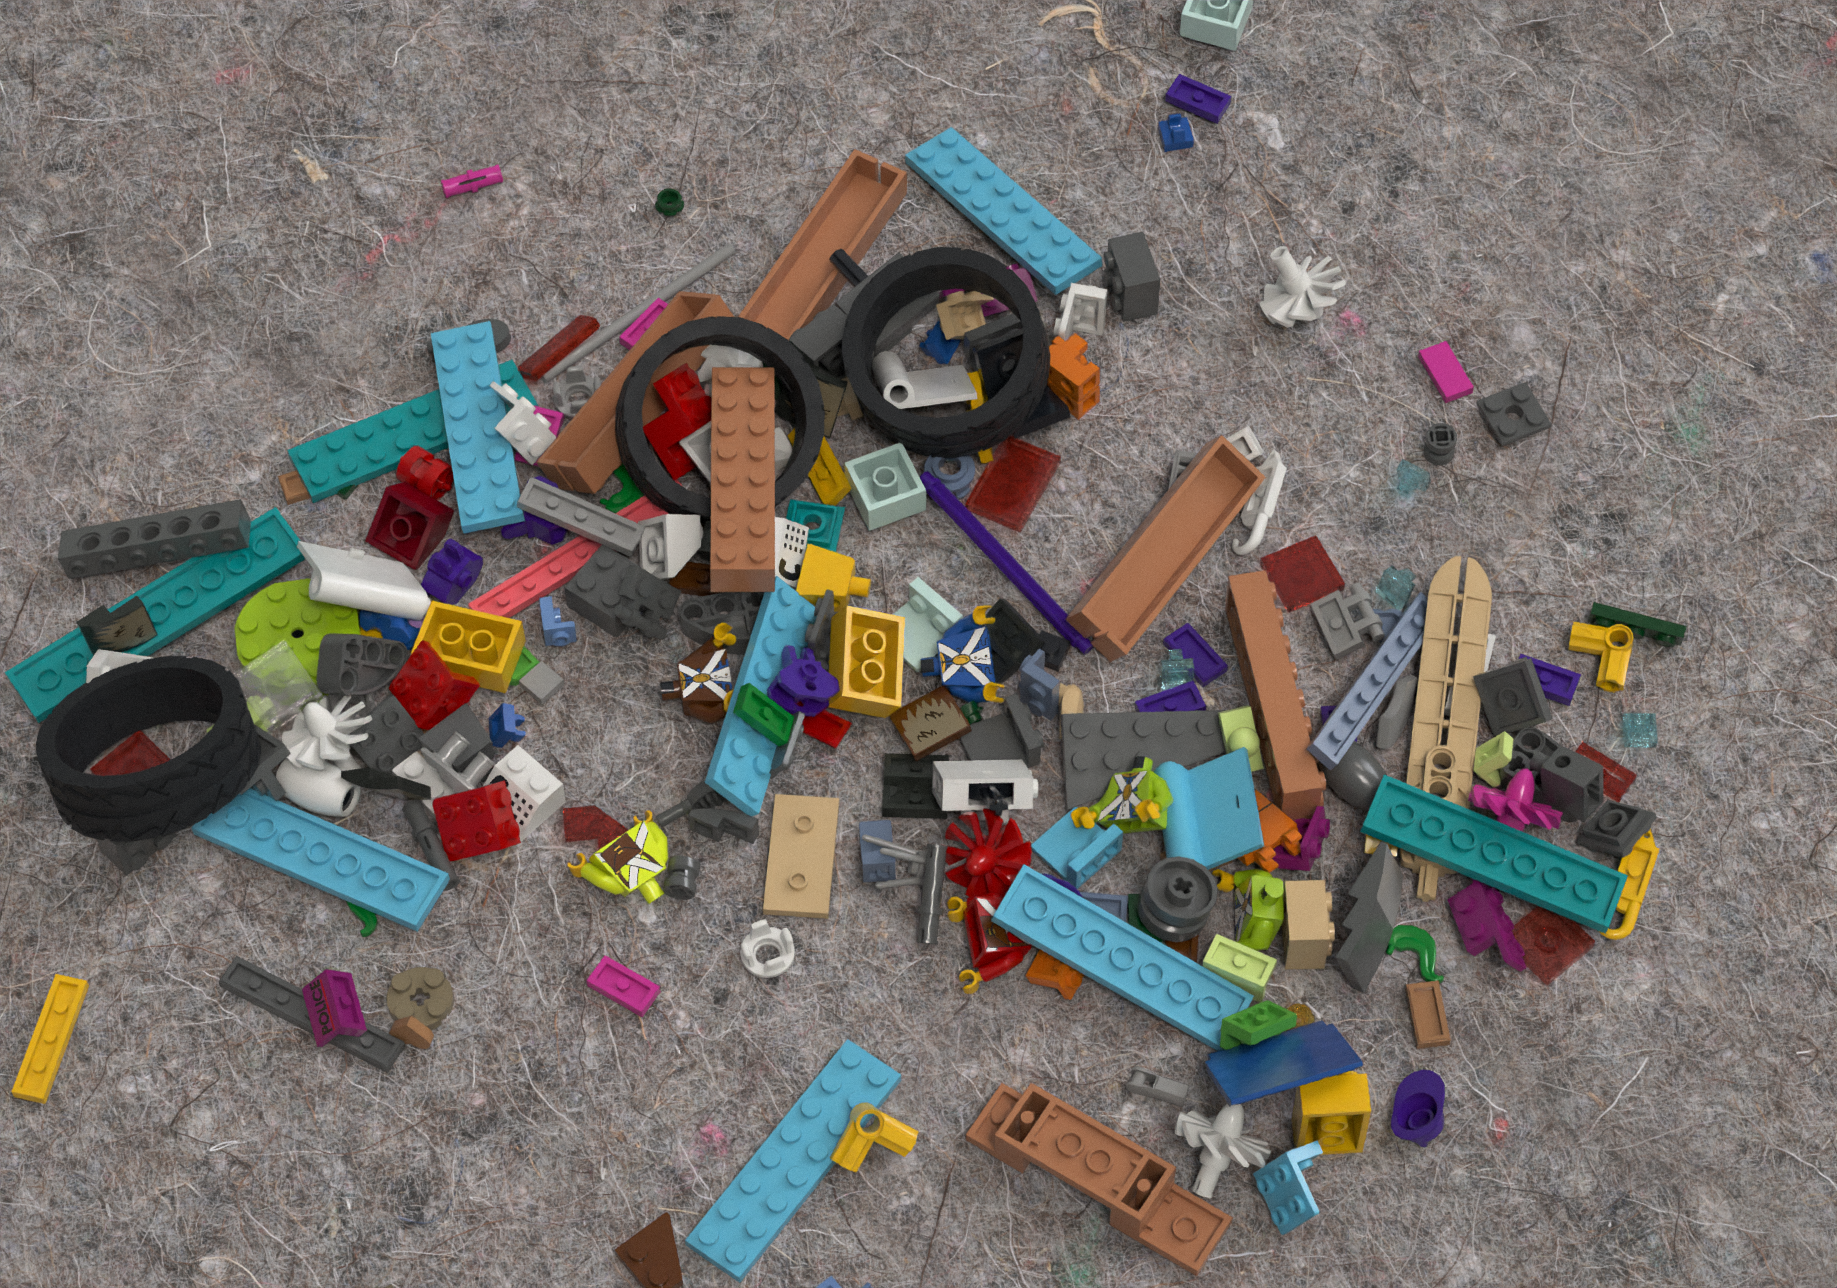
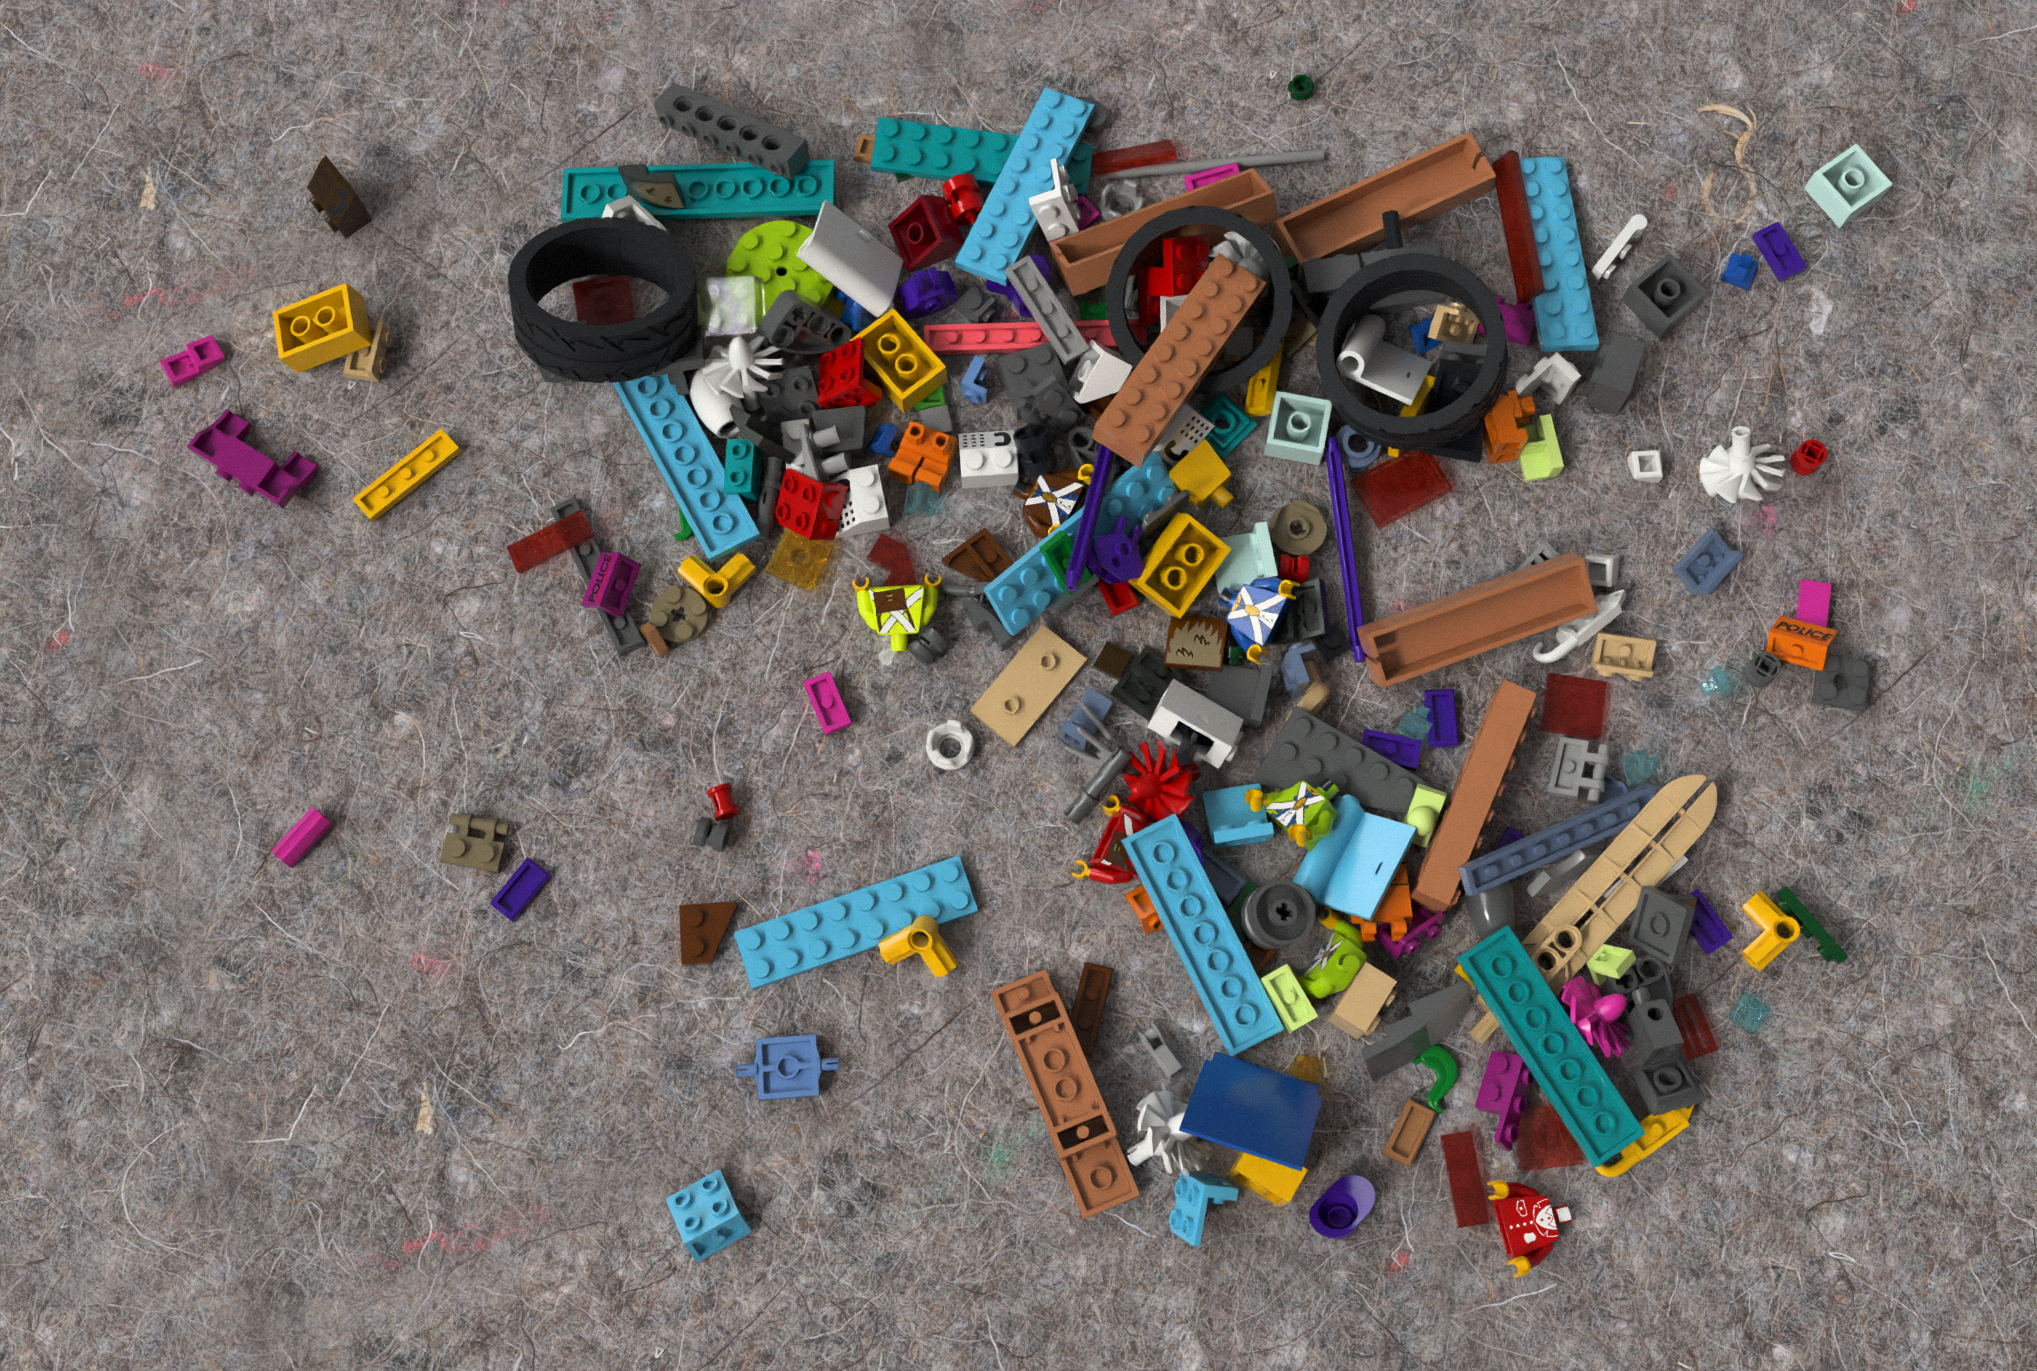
camera: 35 degrees right, 15 degrees up
(243, 1008) = (550, 541): none -> clear red tile
(387, 828) = (743, 469): none -> teal bracket
(424, 949) = (729, 577): none -> yellow piece
(494, 894) = (804, 574): none -> clear yellow piece
(505, 561) = (976, 306): none -> dark grey bracket
(550, 704) = (923, 457): none -> orange hips
(576, 758) = (917, 499): none -> clear light blue tile
(588, 1133) = (723, 802): none -> red bush
(607, 1166) = (712, 834): none -> dark grey wheel
(617, 684) = (988, 459): none -> white slope
(655, 641) = (1035, 449): none -> black wheel
(673, 773) = (979, 558): none -> reddish brown wing
(784, 712) = (1089, 518): none -> dark purple piece
(863, 787) = (1112, 661): none -> dark brown tile
(958, 206) = (1518, 227): none -> clear red tile
(958, 561) = (1291, 515): none -> dark tan plate
(968, 603) = (1286, 568): none -> red wheel
(1058, 173) = (1618, 248): none -> white plate
(1060, 1079) = (1090, 1004): none -> reddish brown tile
(1119, 381) = (1541, 453): none -> yellowish green panel
(1127, 189) = (1664, 295): none -> dark grey brick
(1216, 338) = (1646, 465): none -> white slope
(1255, 1024) = (1265, 1057): bright green bracket -> none
(1312, 503) = (1623, 655): none -> tan bracket
(1329, 386) = (1707, 564): none -> sand blue bracket
(1349, 249) = (1804, 463): none -> red wheel
(1457, 401) = (1800, 642): none -> orange panel
(1504, 1021) = (1464, 1179): none -> clear red tile
(1582, 1018) = (1526, 1223): none -> red torso

